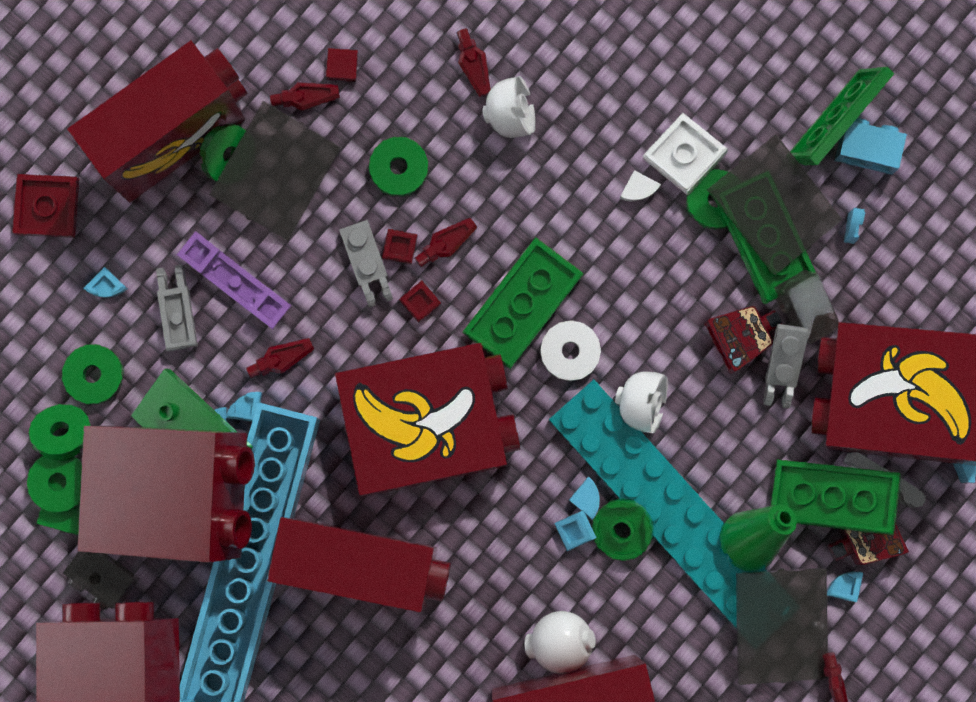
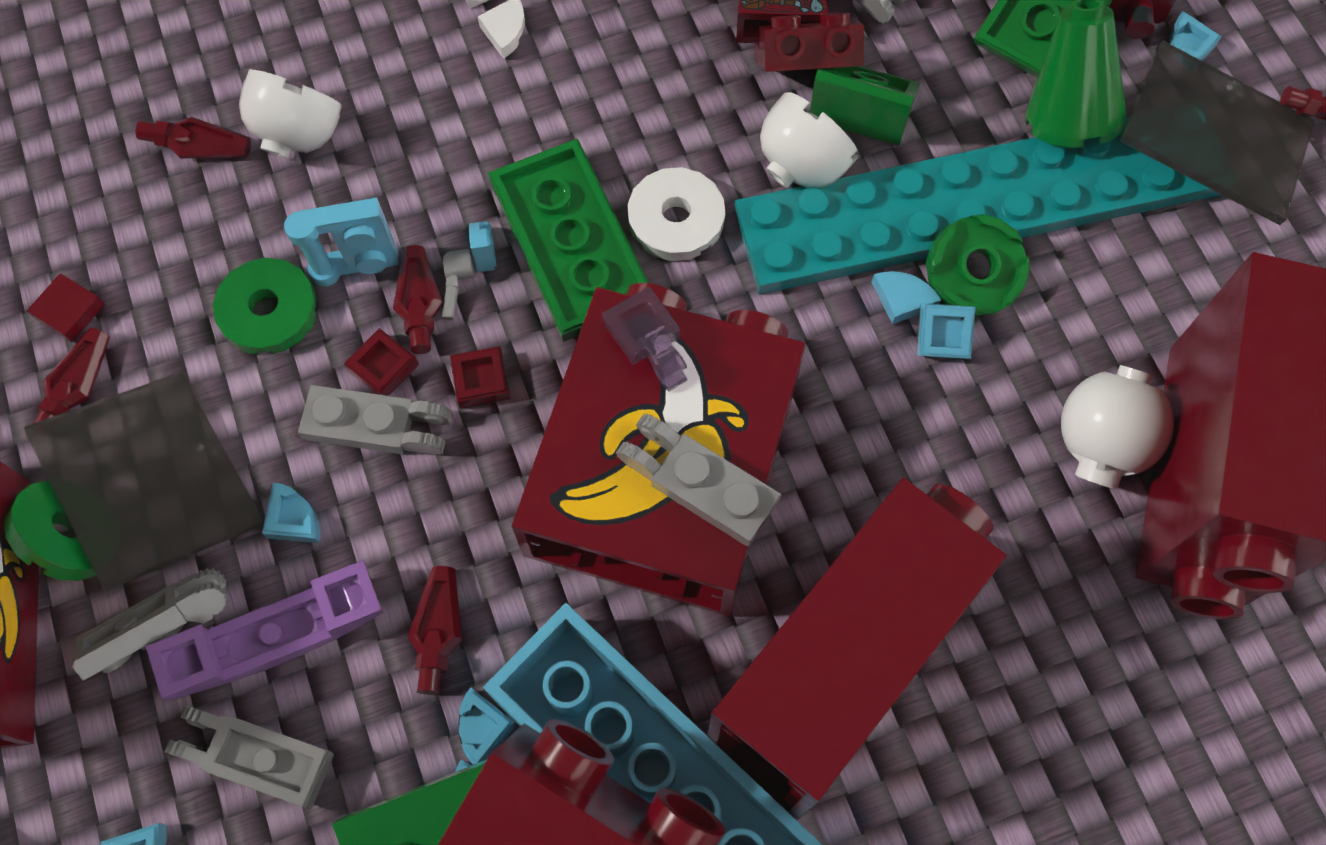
camera: 60 degrees left, 15 degrees down
(209, 222) = (149, 621): none -> light grey hinge
(297, 252) = (290, 517): none -> medium azure tile
(403, 453) = (702, 481): none -> light grey hinge
(453, 197) = (358, 231): none -> medium azure plate
(464, 382) = (647, 330): none -> clear purple plate
(473, 252) = (456, 266): none -> light grey hand
(494, 258) = (482, 246): none -> medium azure tile
(702, 416) = (864, 101): none -> green slope
(703, 372) = (812, 45): none -> dark red plate

